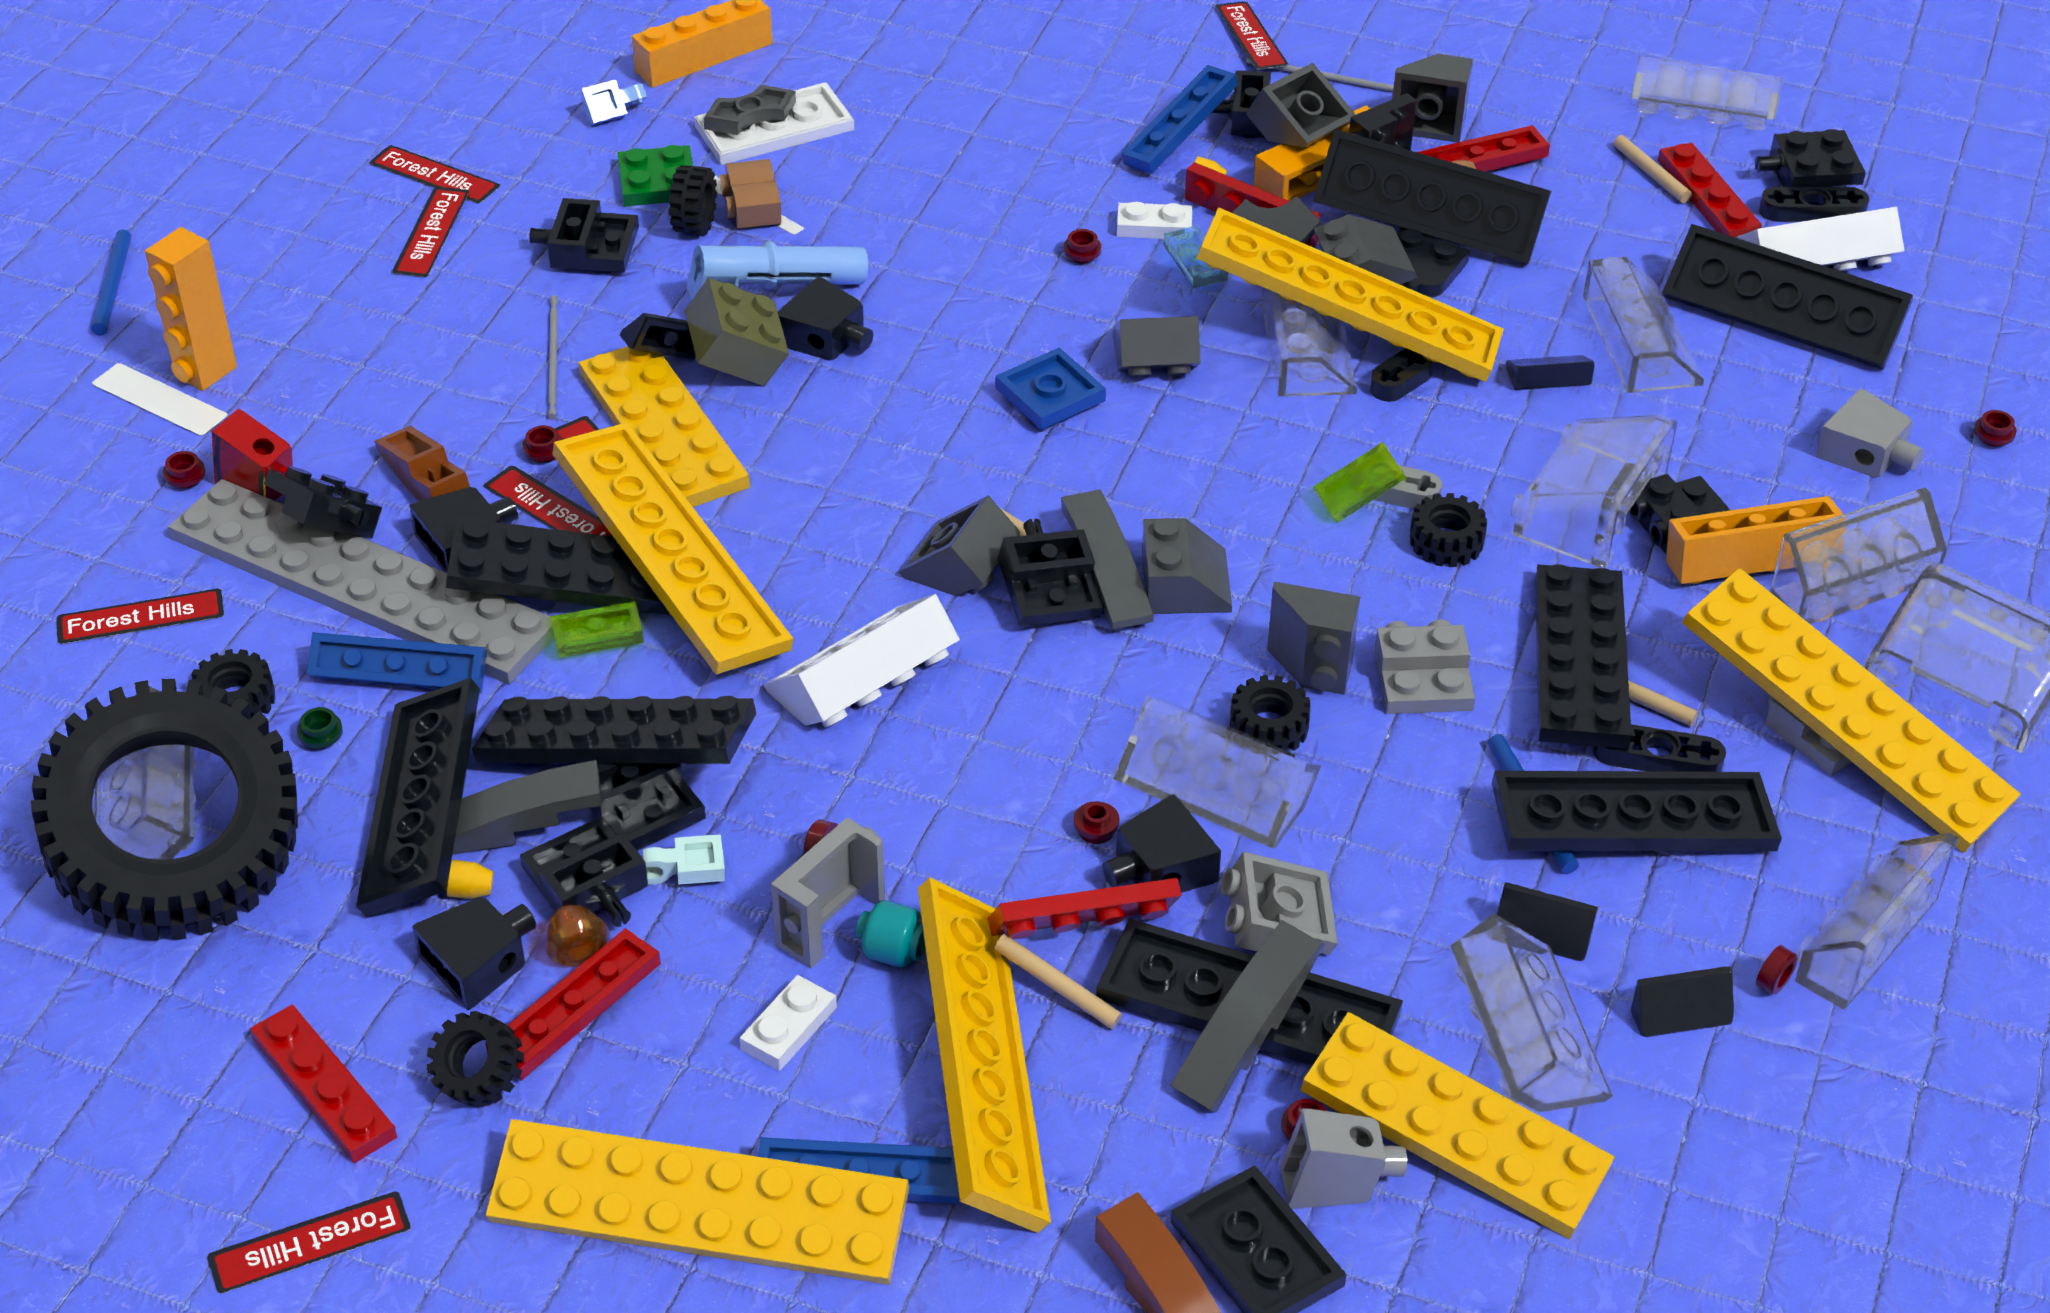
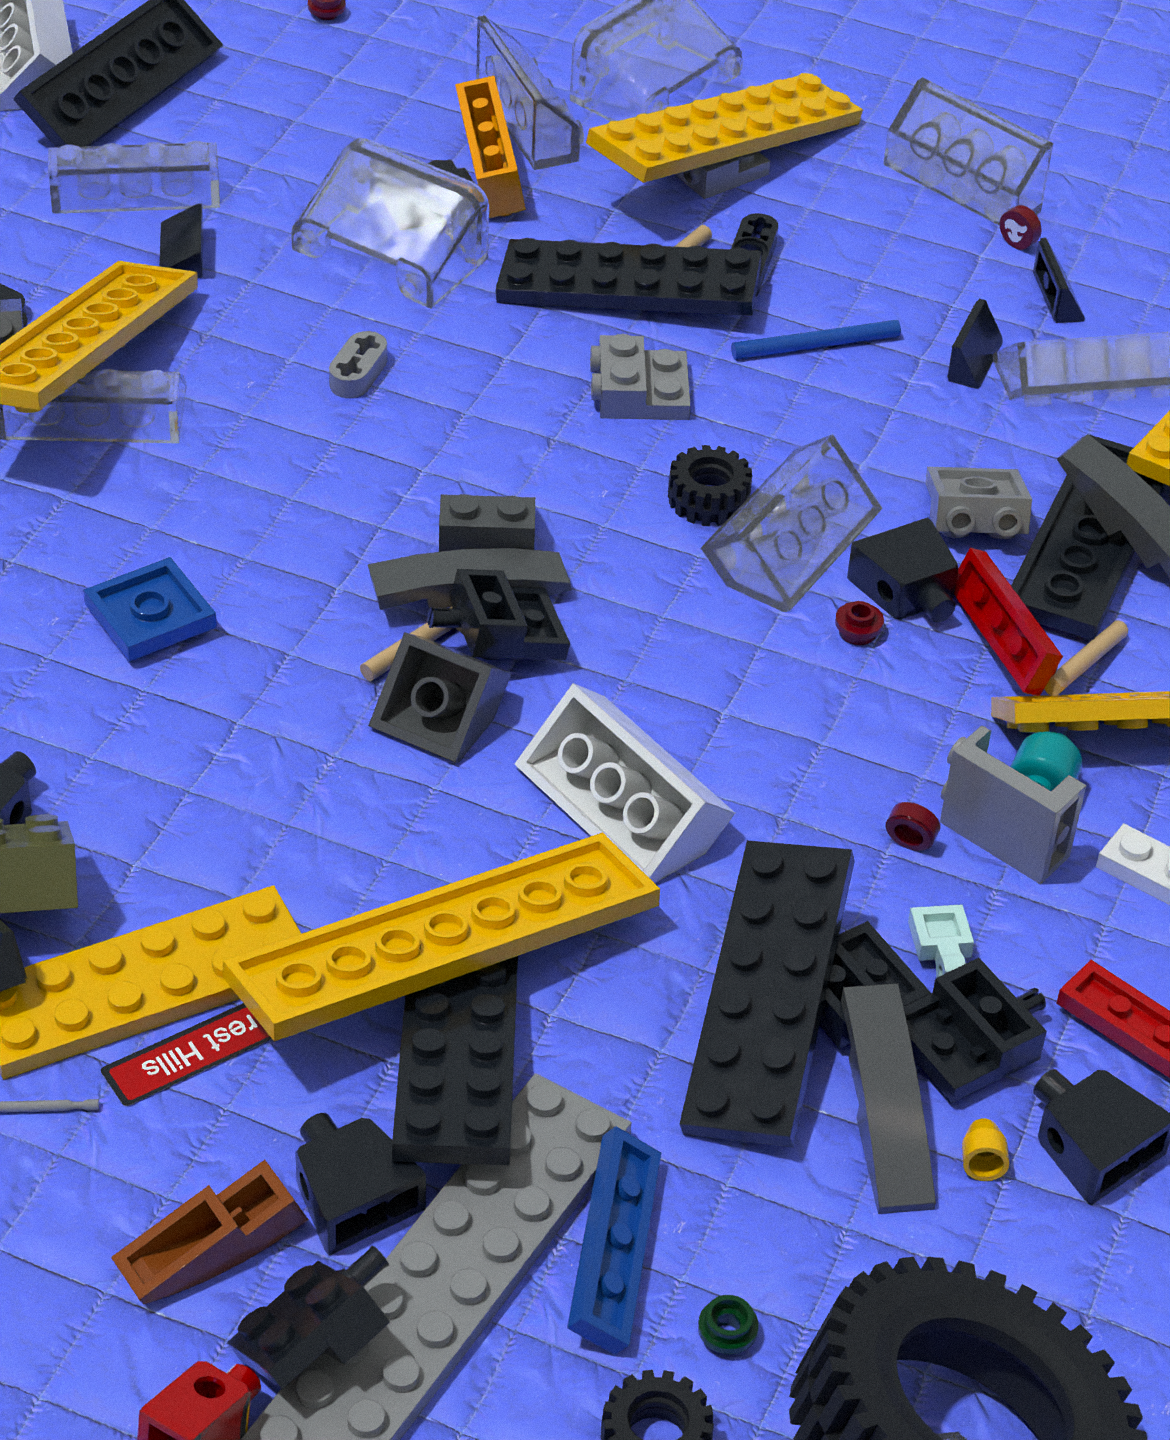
camera: 90 degrees left, 0 degrees up
(419, 798) = (867, 1189): black plate -> none
(539, 443) = (172, 1092): dark red plate -> none
(545, 503) = (289, 1103): red sticker -> none
(575, 935) = (1074, 1035): clear orange cone -> none
(597, 629) = (555, 1032): clear neon green plate -> none
(1157, 344) = (89, 512): dark grey slope -> none
(1314, 635) = (626, 425): slope -> none
(1359, 482) = (371, 379): clear neon green plate -> none
(1395, 369) = (176, 351): black beam -> none
(1448, 545) = (437, 338): black tyre -> none
(1635, 811) = (843, 274): black plate -> none
(1868, 437) = (332, 68): light grey torso -> none

